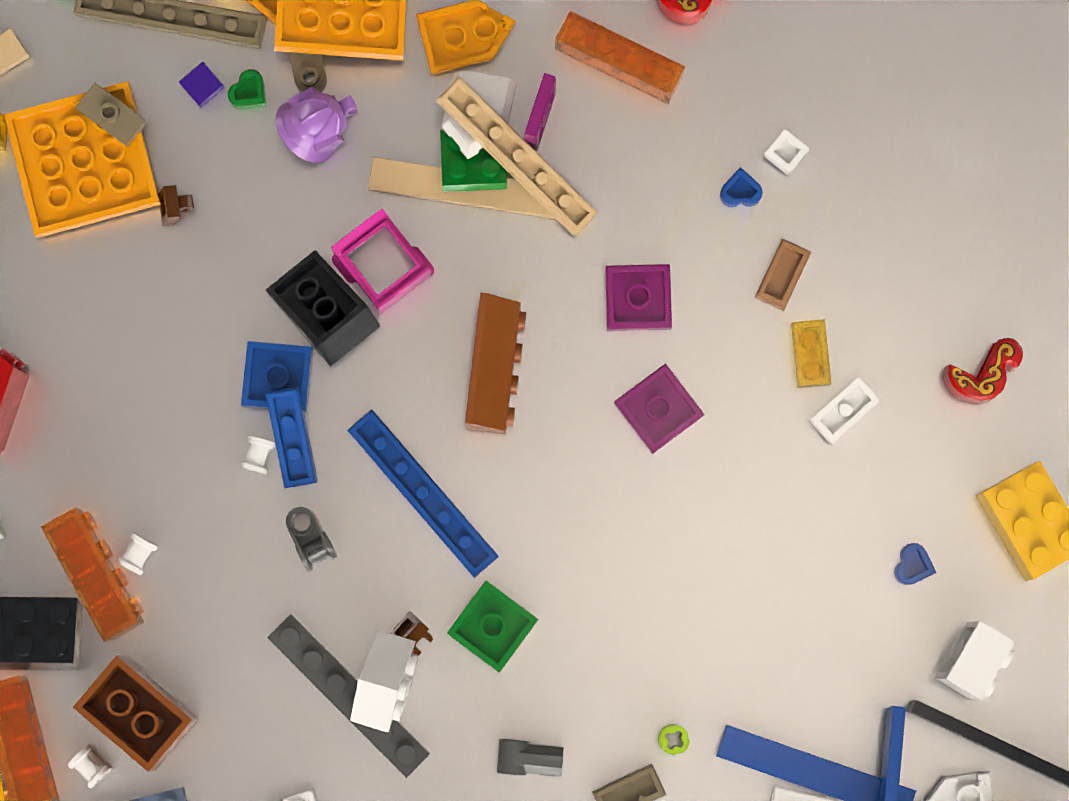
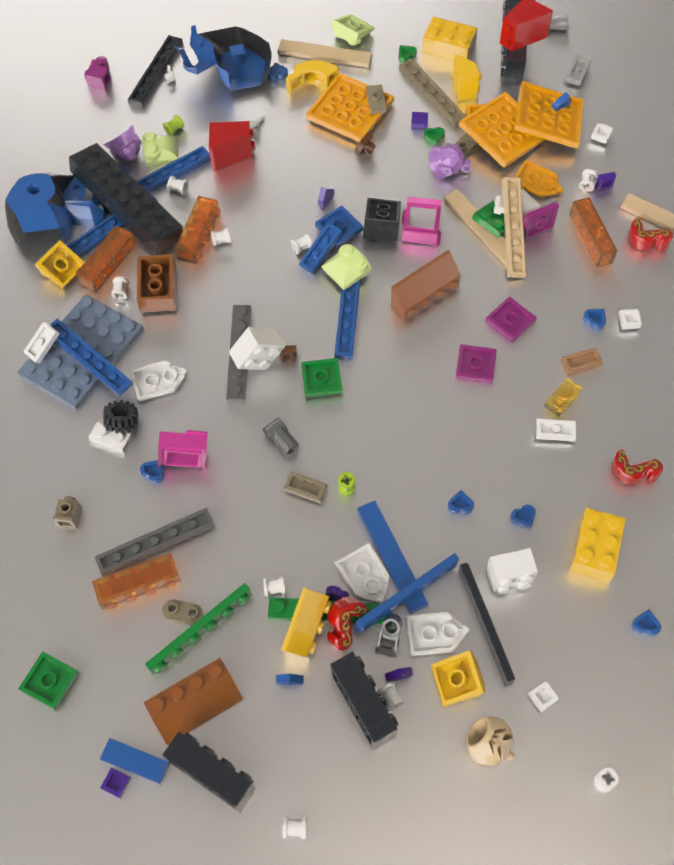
camera: 45 degrees right, 20 degrees down
(207, 346) = (326, 194): none -> tile
(310, 539) = (288, 287): dark grey piece -> none
(357, 434) = (347, 266): none -> yellowish green slope
(826, 622) = (460, 503): none -> blue tile

